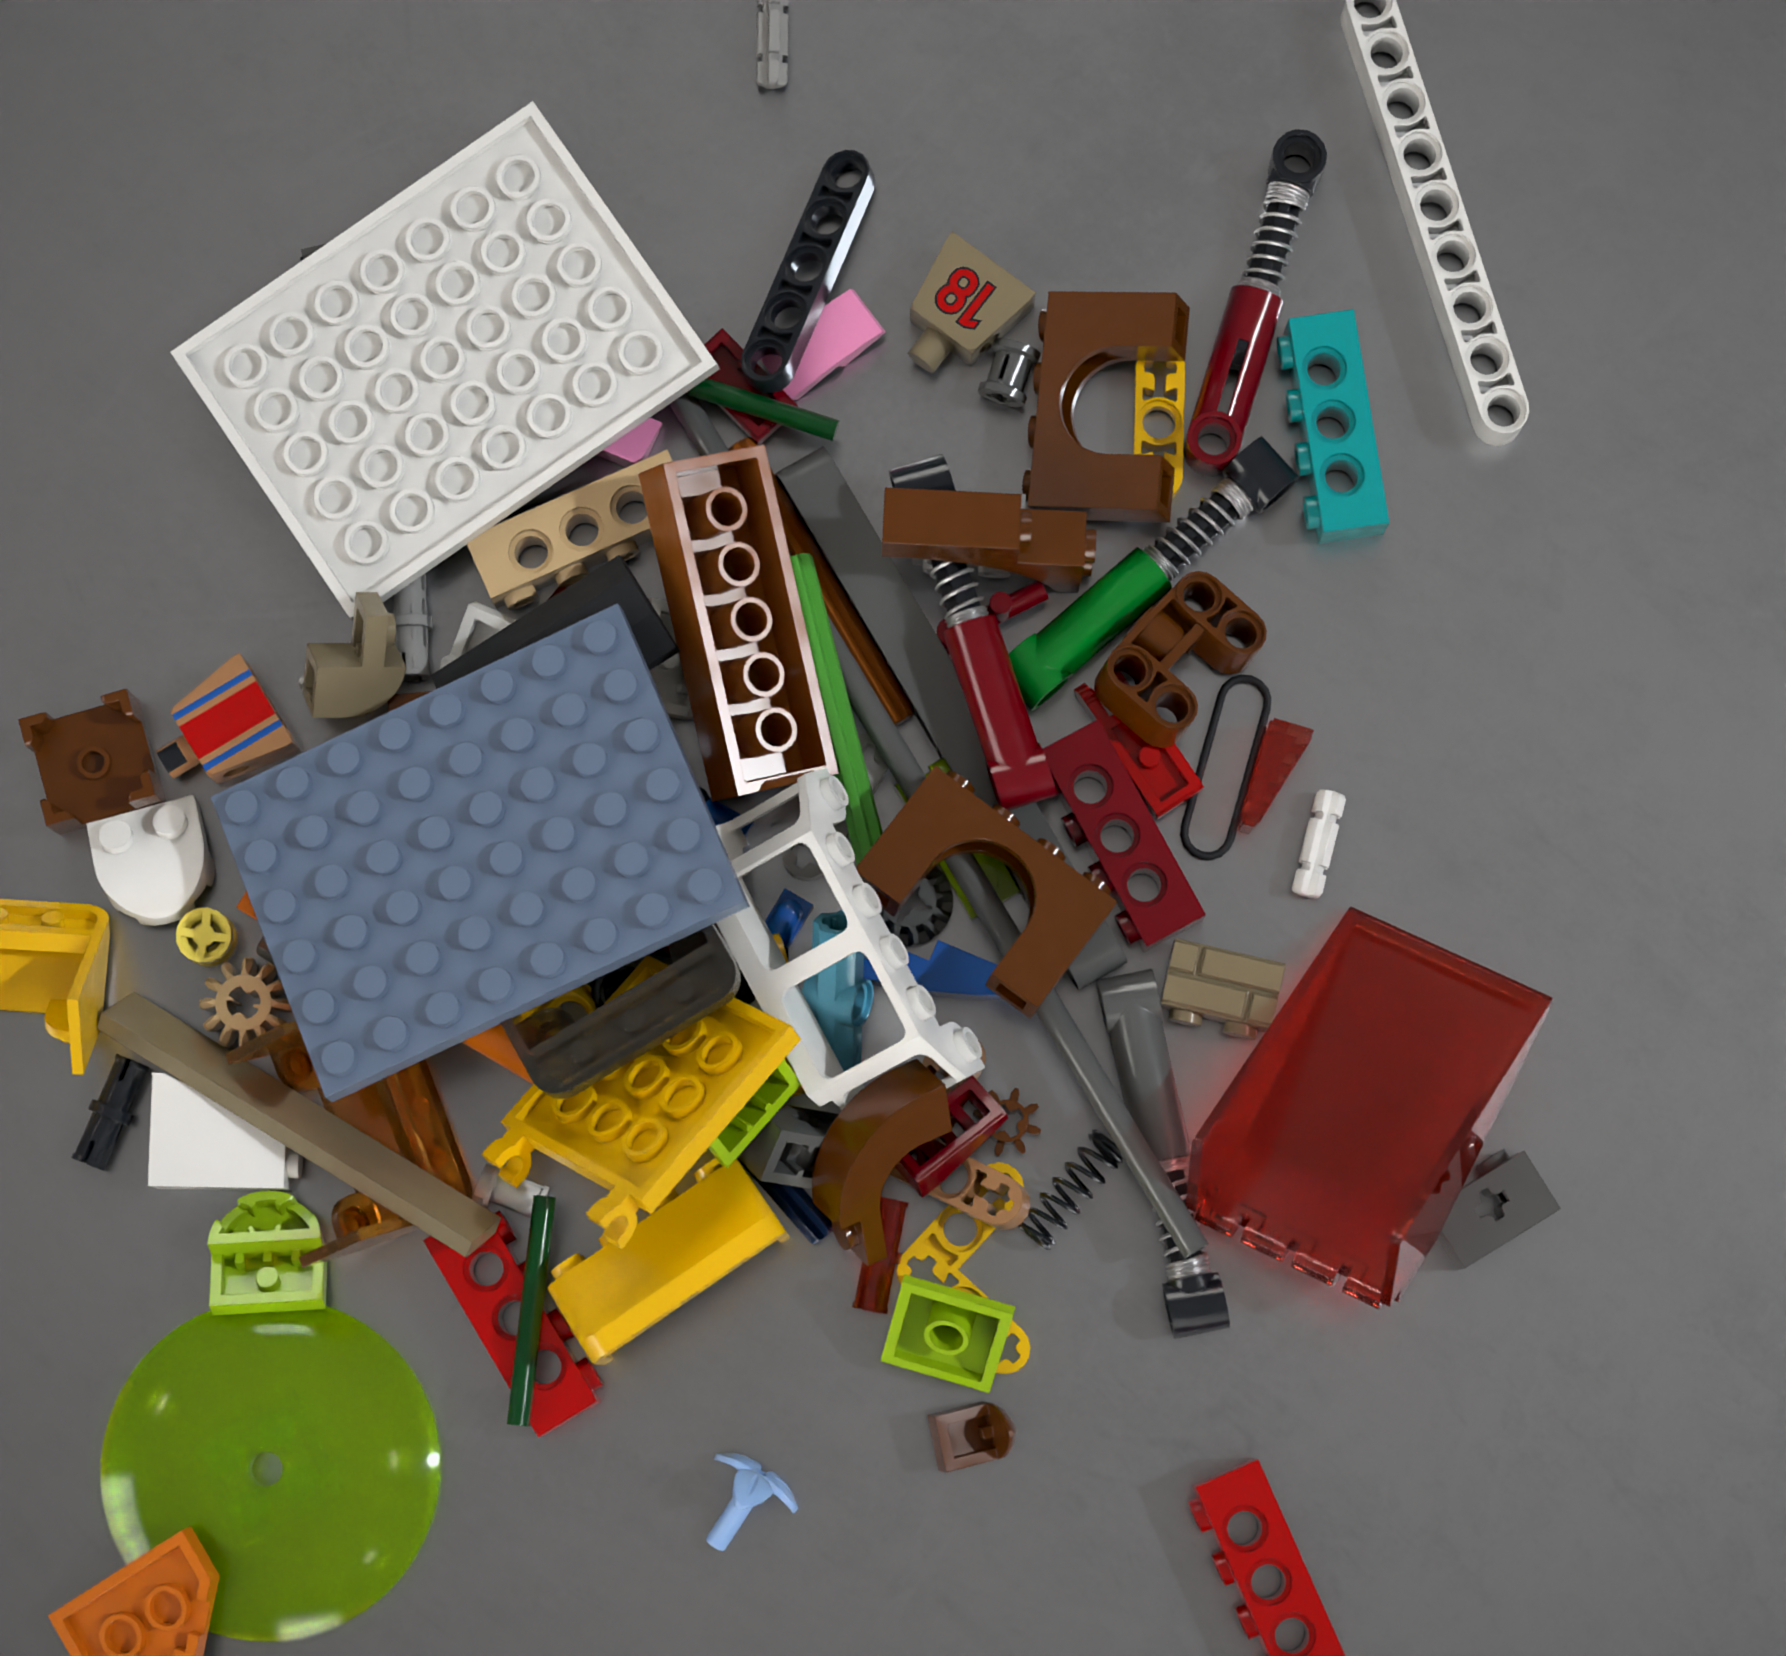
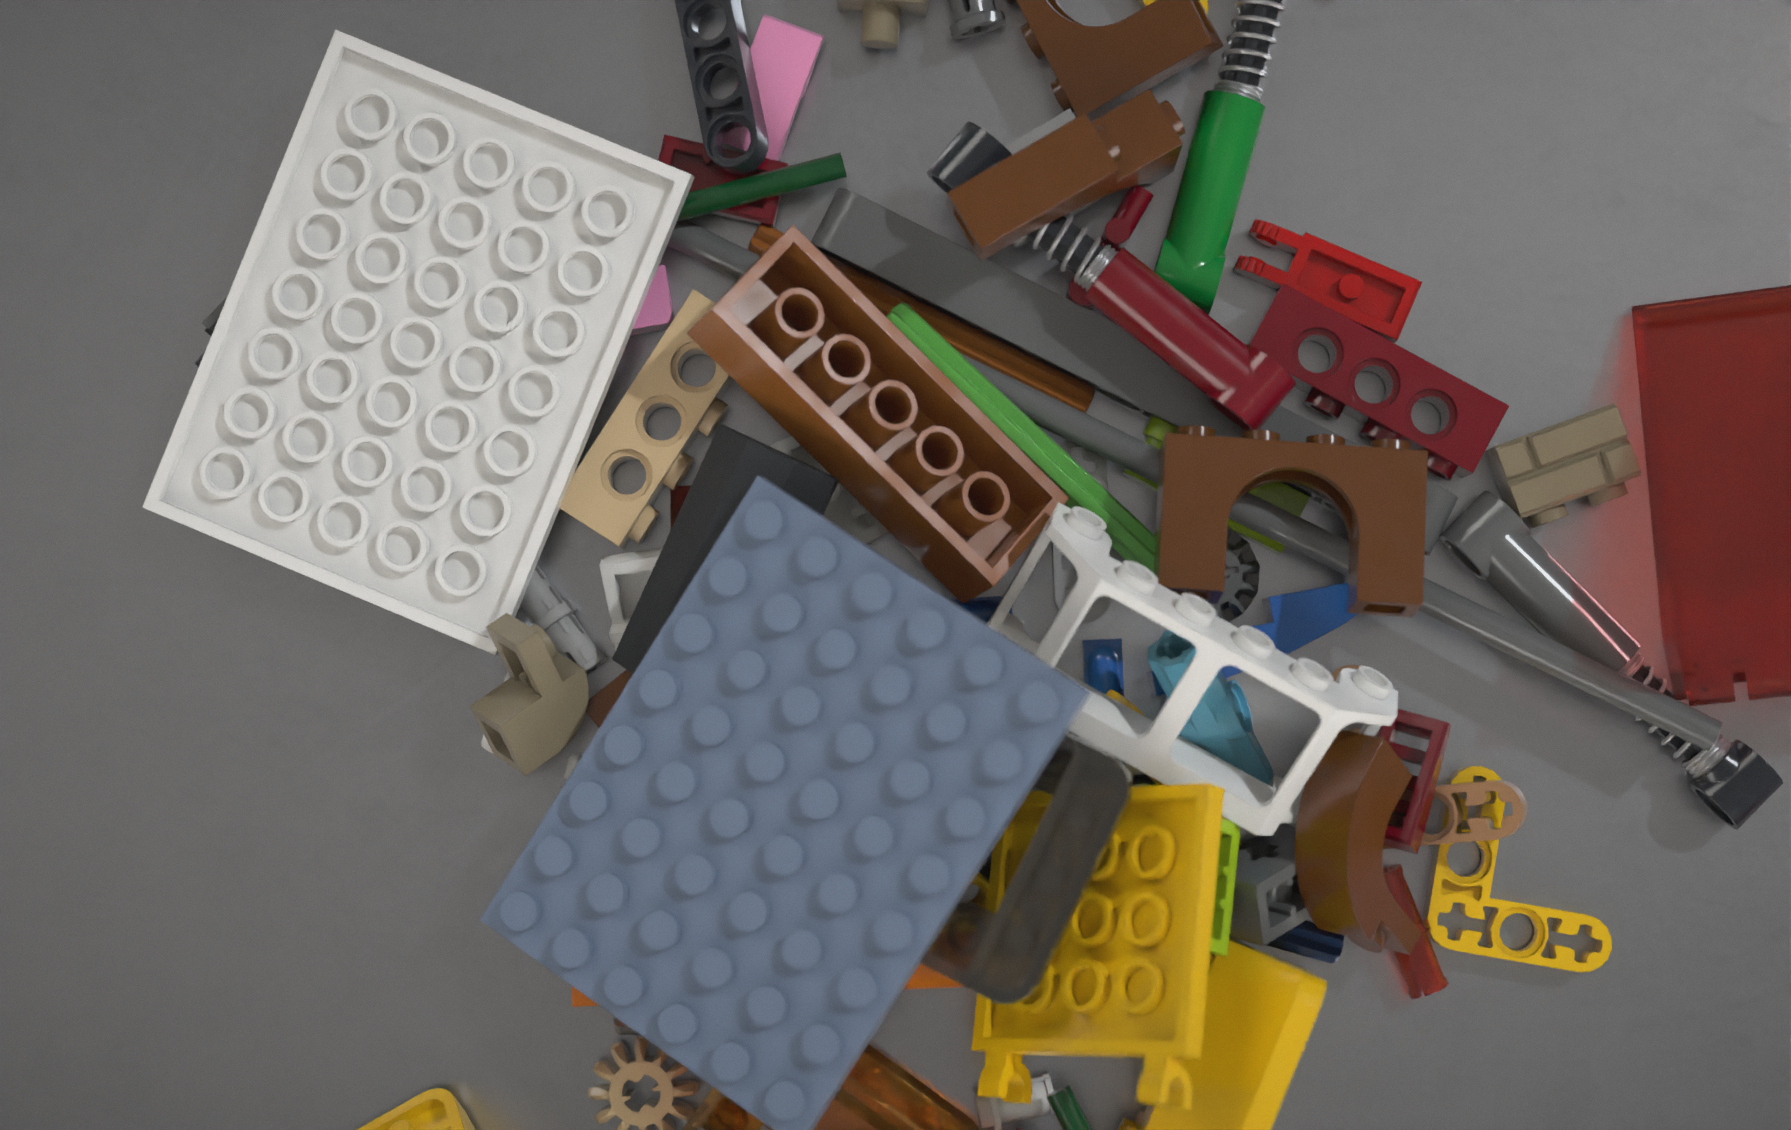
camera: 30 degrees left, 5 degrees up
(93, 762) = (337, 954): reddish brown panel -> none
(153, 860) = (457, 1010): white slope -> none
(196, 934) = (549, 1056): light yellow wheel -> none
(227, 726) = (442, 834): torso -> none
(947, 1333) = (1524, 964): lime slope -> none
(971, 1435) = (1605, 1046): reddish brown plate -> none
(1012, 1106) = (1461, 721): reddish brown gear -> none
(1110, 1157) = (1560, 691): black piece -> none
(1159, 642) = (1294, 166): reddish brown beam -> none
(1248, 771) = (1449, 237): black piece -> none
(1277, 756) = (1473, 215): clear red slope -> none
(1318, 843) = (1563, 265): white axle -> none

